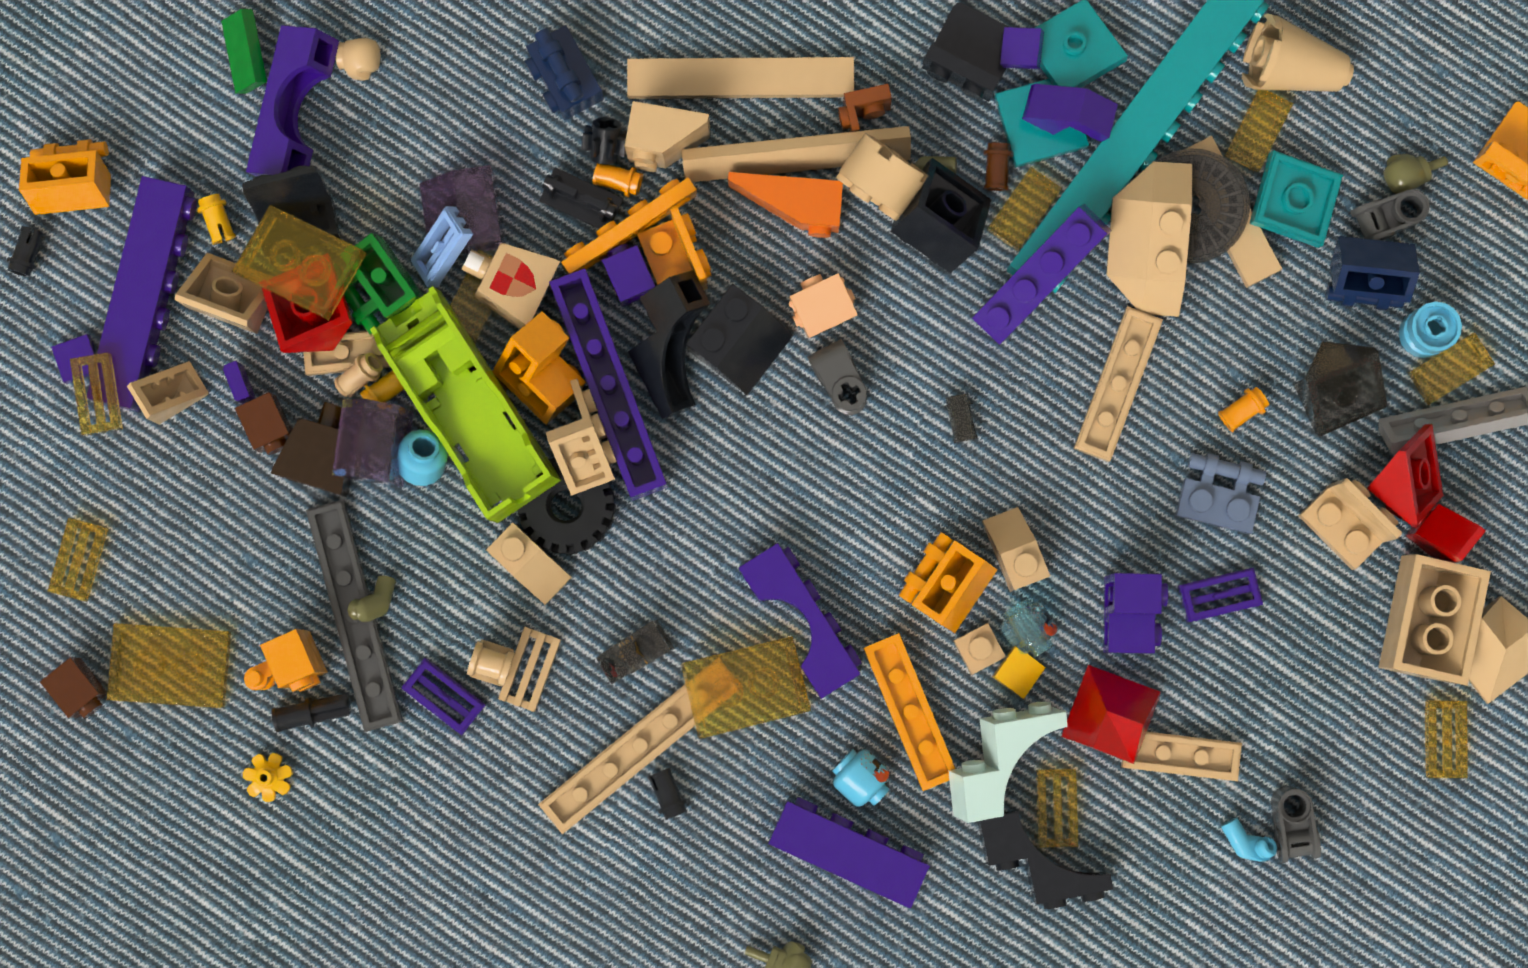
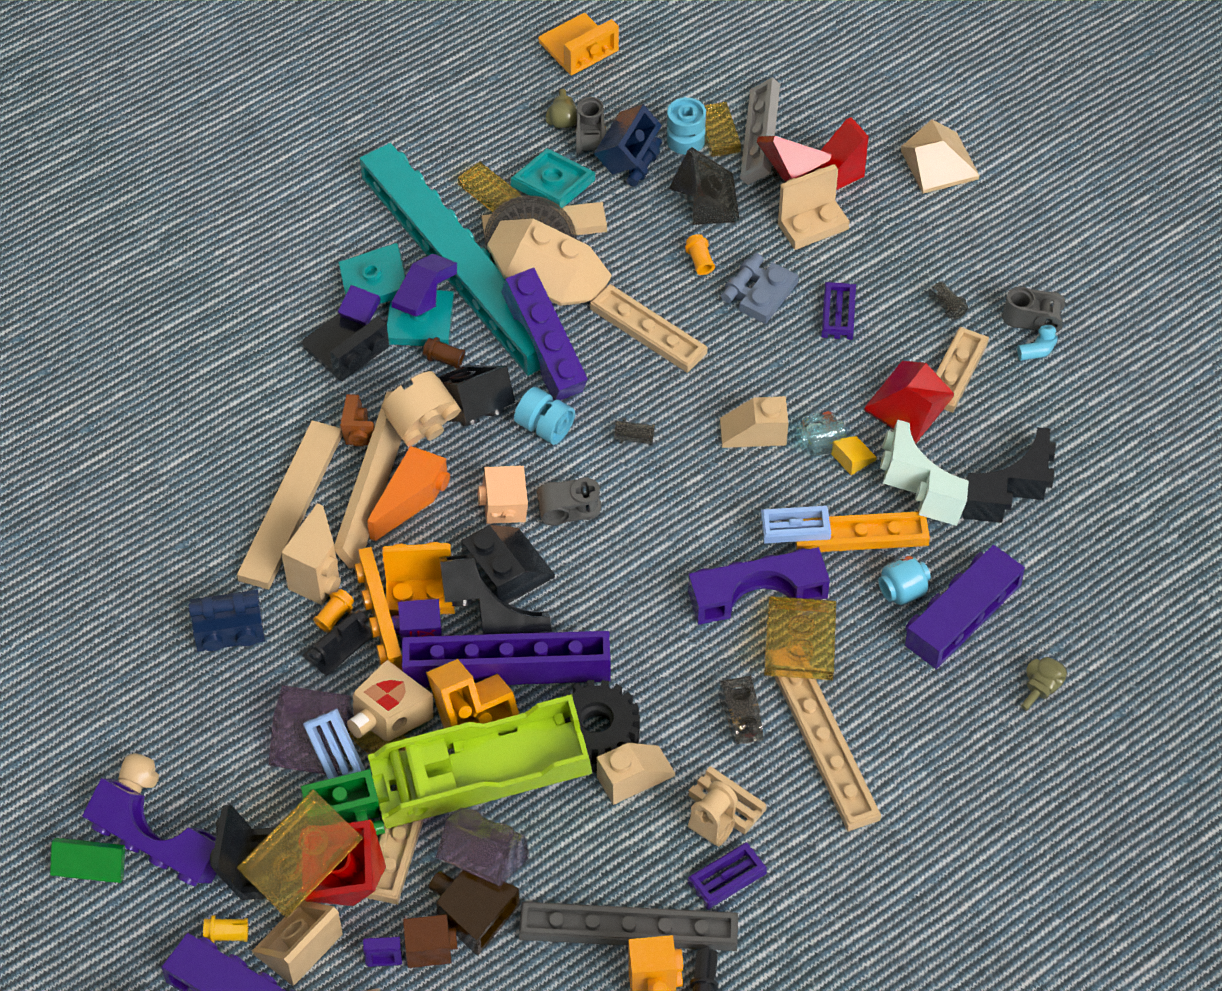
camera: 70 degrees left, 30 degrees down
(365, 369) = (416, 851): tan pin -> none
(373, 605) = (625, 896): olive arm -> none
(383, 389) = (433, 833): yellow pin -> none
(421, 458) = (514, 811): medium azure head -> none
(580, 448) = (548, 672): tan bracket -> none
(604, 140) = (298, 606): black gear -> none
(667, 794) = (872, 724): black pin -> none
(874, 608) = (796, 528): none -> light blue tile
(947, 299) = (542, 414): none -> medium azure wheel
(952, 585) = (770, 468): light orange brick -> none
(979, 648) = (825, 475): tan plate -> none
(1024, 209) = (483, 344): clear yellow tile -> none
(1058, 840) = (972, 454): clear yellow tile -> none
(1130, 612) = (828, 361): dark purple brick -> none
(1276, 719) = (953, 305): none -> clear smoke pin
(1293, 59) = (445, 149): tan cone -> none
(1434, 619) = (904, 180): tan slope -> none
(1461, 739) = (999, 202): clear yellow tile -> none

